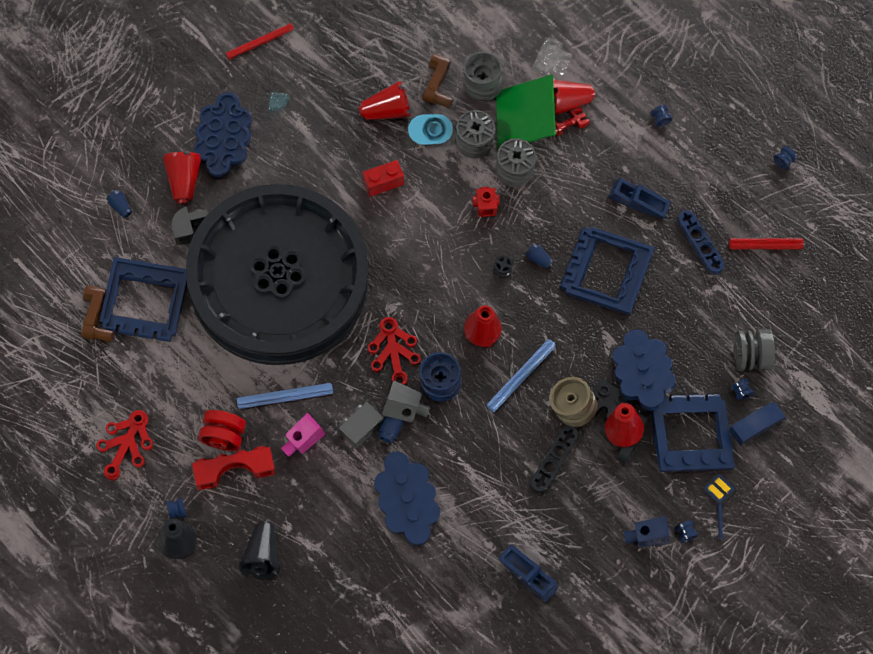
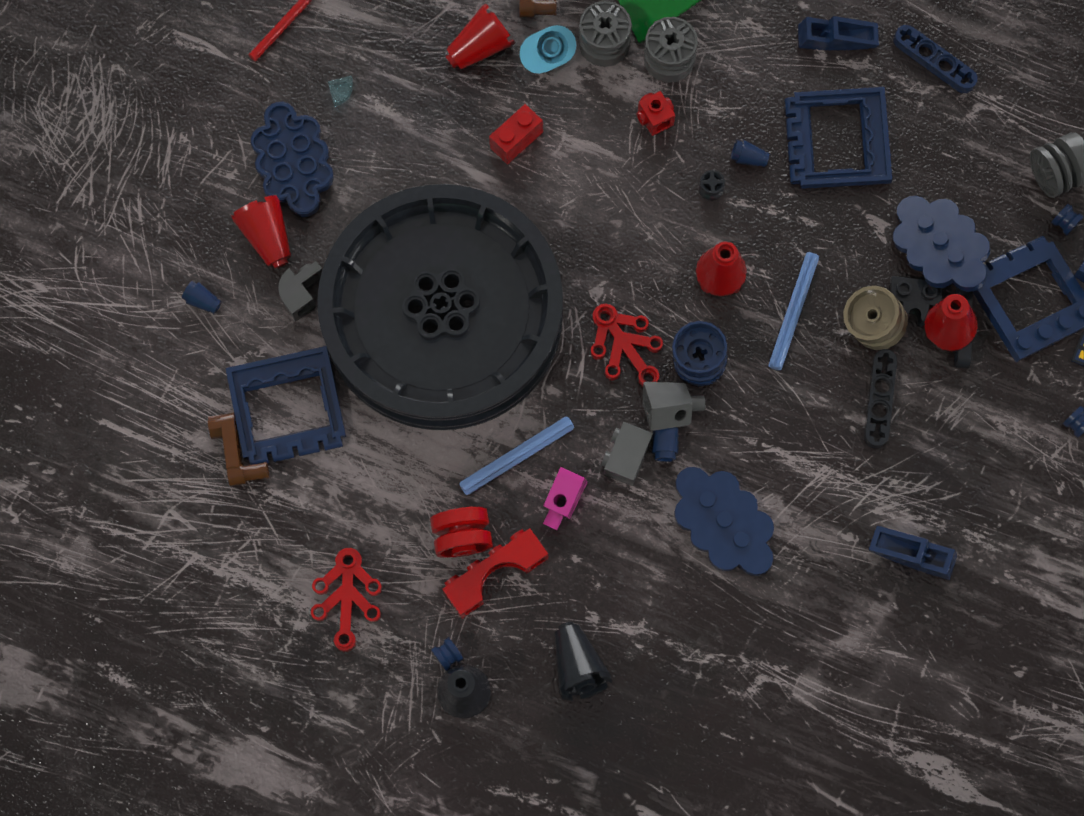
camera: 15 degrees left, 5 degrees up
(657, 531) = (1048, 437): dark blue torso -> none
(766, 243) = (1013, 28): red axle -> none

